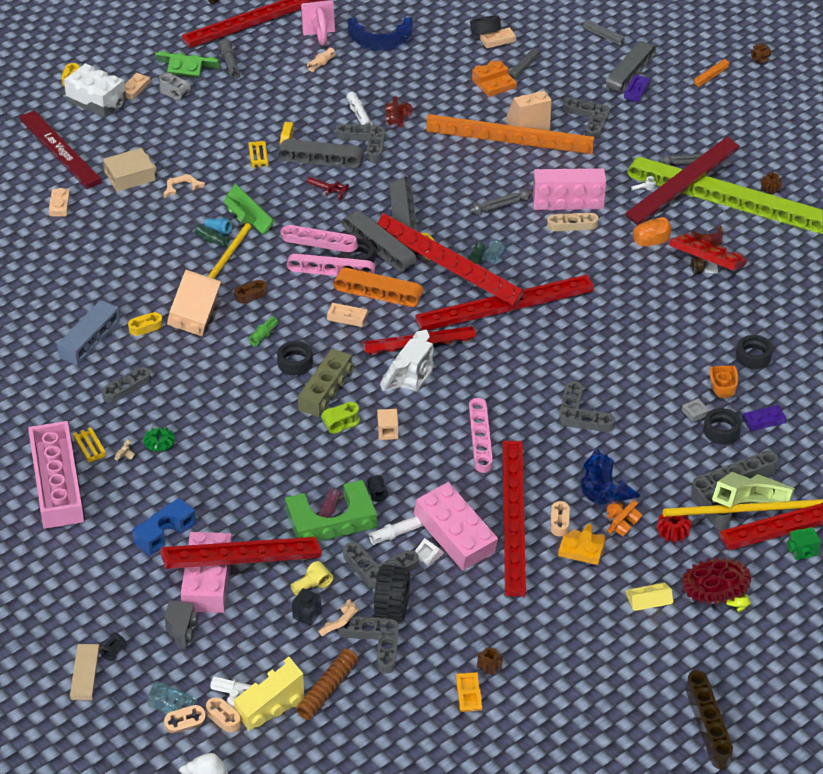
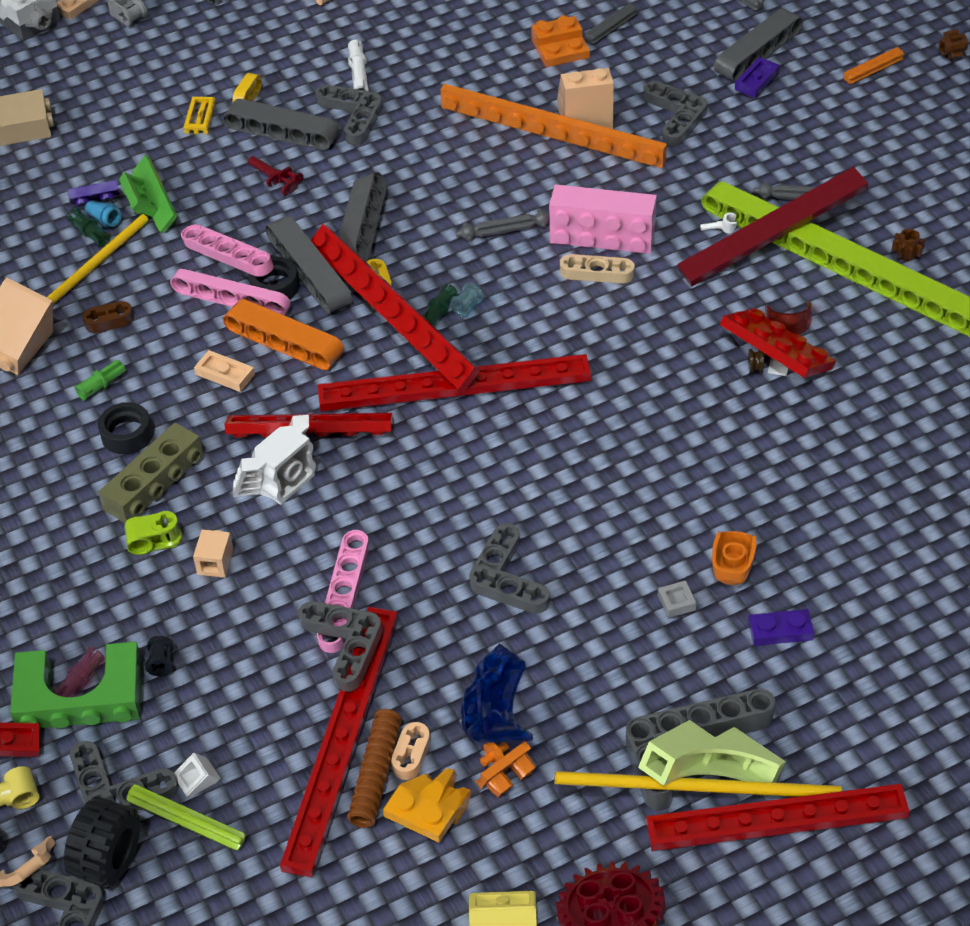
camera: 15 degrees right, 5 degrees up
(180, 179) = (71, 141): light nougat helmet -> none
(211, 211) = (104, 191): none -> dark purple plate
(391, 531) = (171, 727): white pin -> none
(396, 112) = (408, 76): clear red hips -> none
(437, 574) = (186, 817): none -> lime axle
(455, 526) = (243, 742): bright pink brick -> none
(499, 454) = (351, 631): none -> dark grey beam
(542, 530) = (374, 768): none -> dark orange piece
(652, 232) = (707, 299): orange piece -> none
(674, 527) = (577, 800): red gear -> none
(722, 436) = (714, 614): black tyre -> none
(756, 342) = (798, 497): black tyre -> none
(803, 543) = (772, 861): green brick -> none

